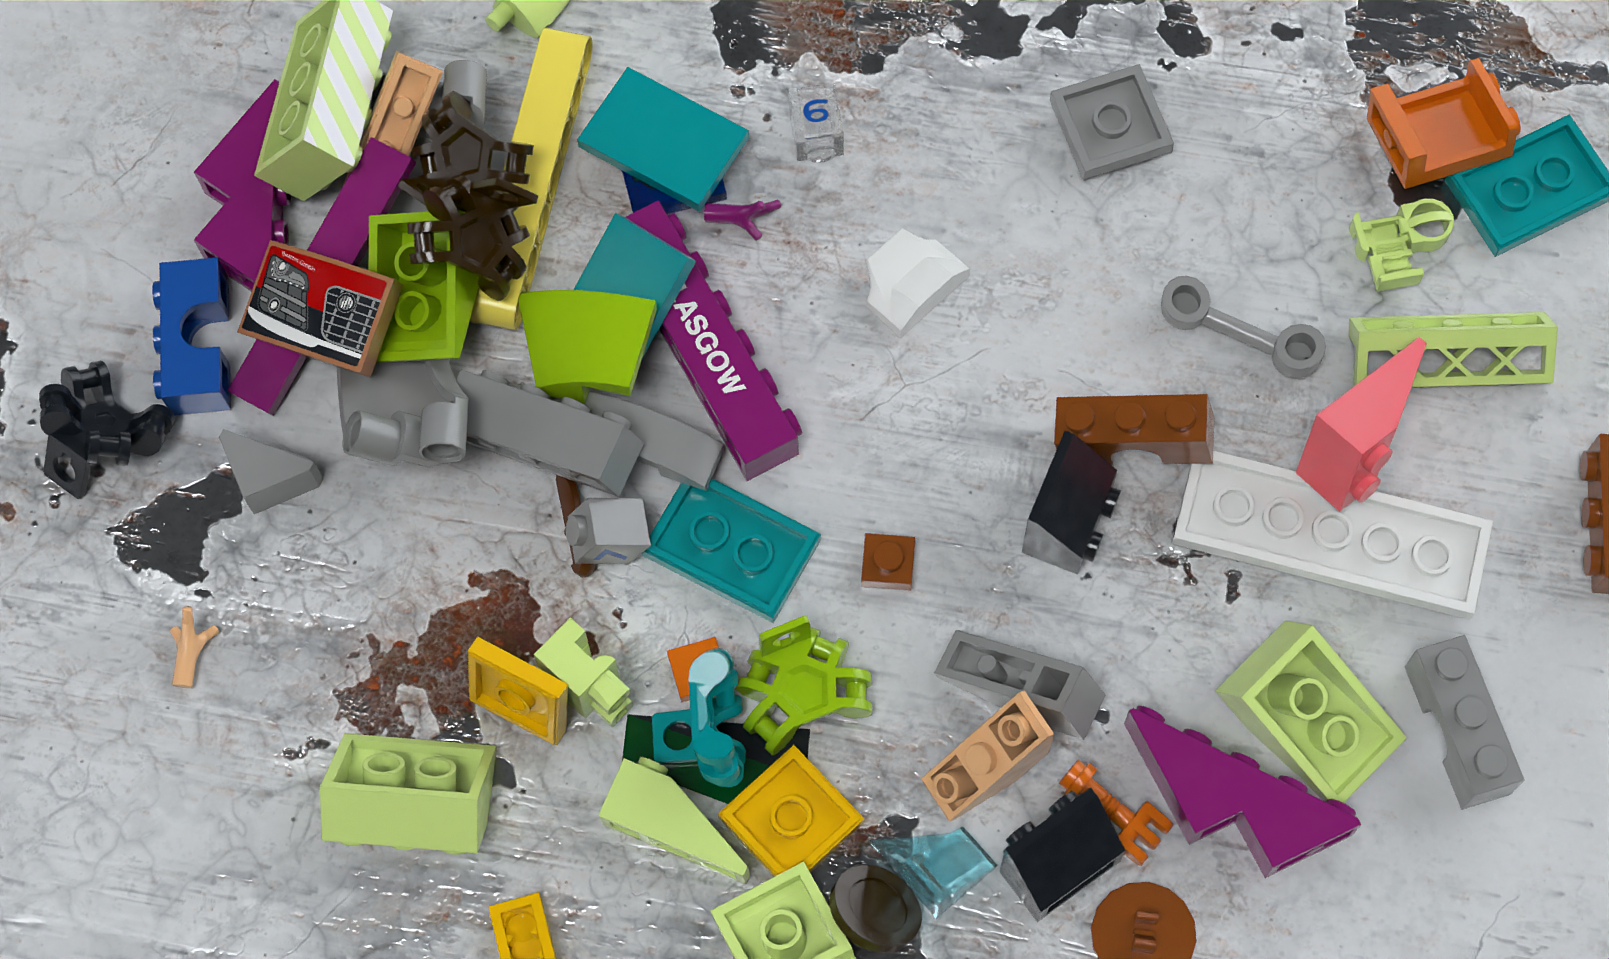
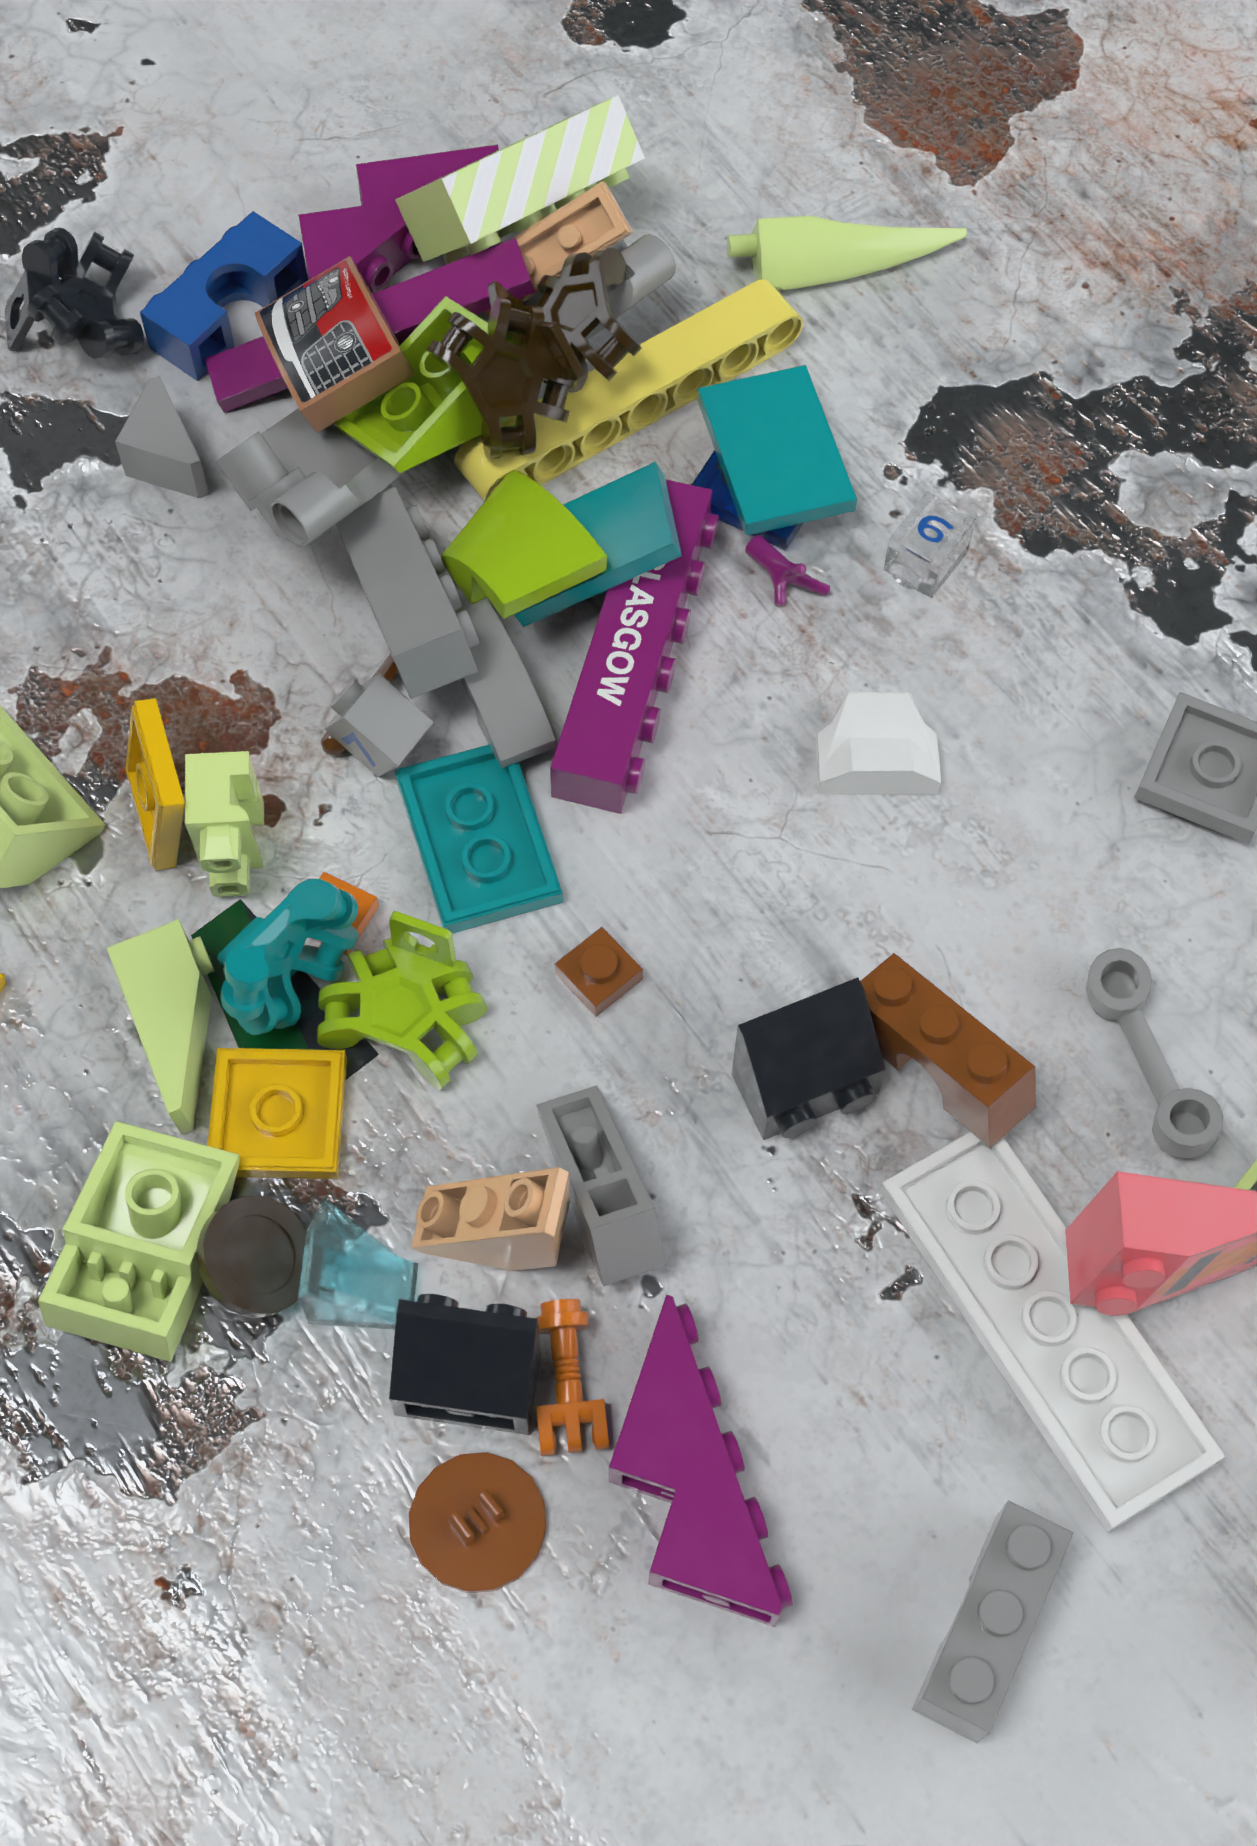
camera: 40 degrees right, 5 degrees down
(1311, 711) = (850, 1471): yellowish green slope -> none

